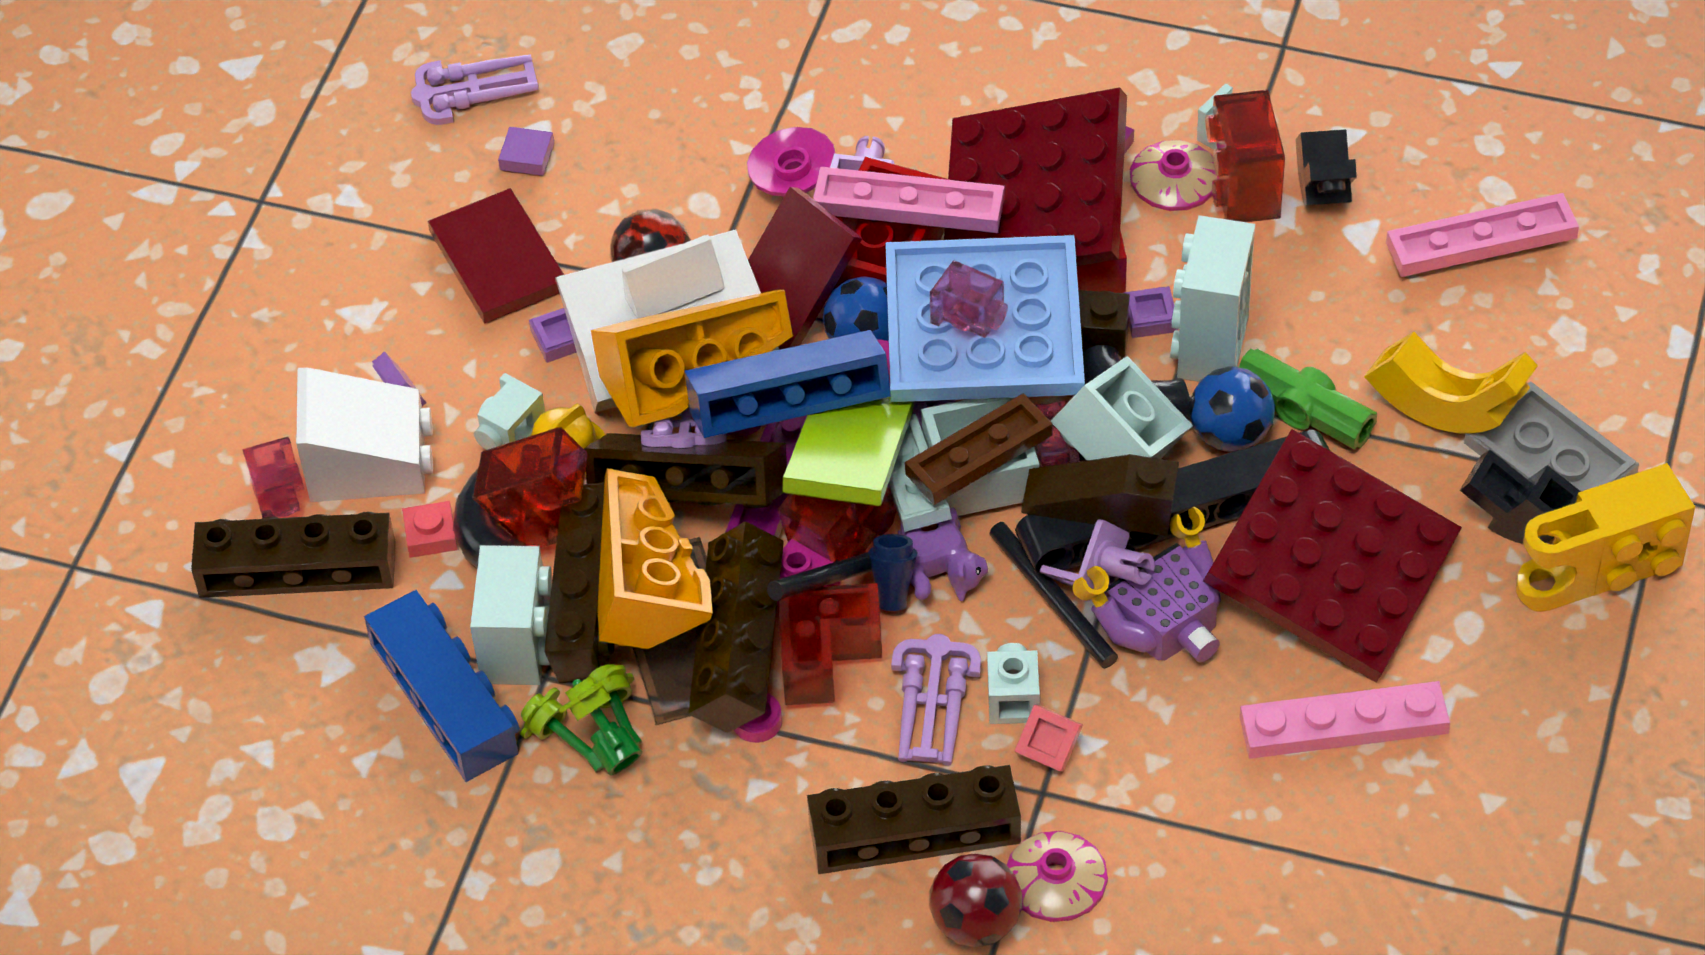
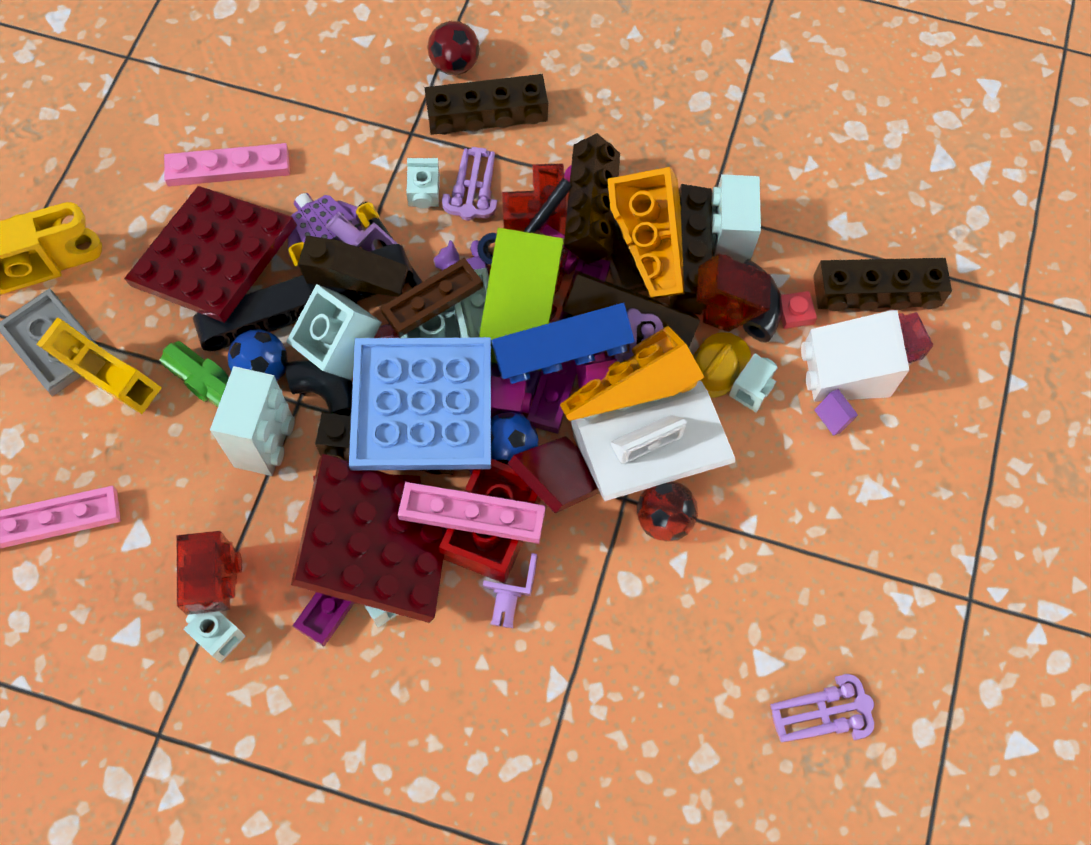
camera: 175 degrees right, 15 degrees up
(443, 685) = (782, 201): blue brick -> none
(497, 255) = (781, 534): dark red tile -> none
(526, 151) = (772, 635): medium lavender tile -> none
(553, 335) = (734, 470): medium lavender tile -> none
(605, 687) = (682, 148): plant -> none
(789, 160) = (574, 591): dark pink dish -> none
(968, 300) = (431, 388): clear pink brick -> none
(1048, 737) = (402, 148): coral plate -> none
(1063, 892) = (404, 85): tan dish -> none
(1151, 312) = (301, 465): medium lavender tile -> none
(1173, 175) = (275, 612): tan dish -> none
(1325, 167) = (151, 576): black brick -> none
(1512, 497) = (76, 285): black brick -> none

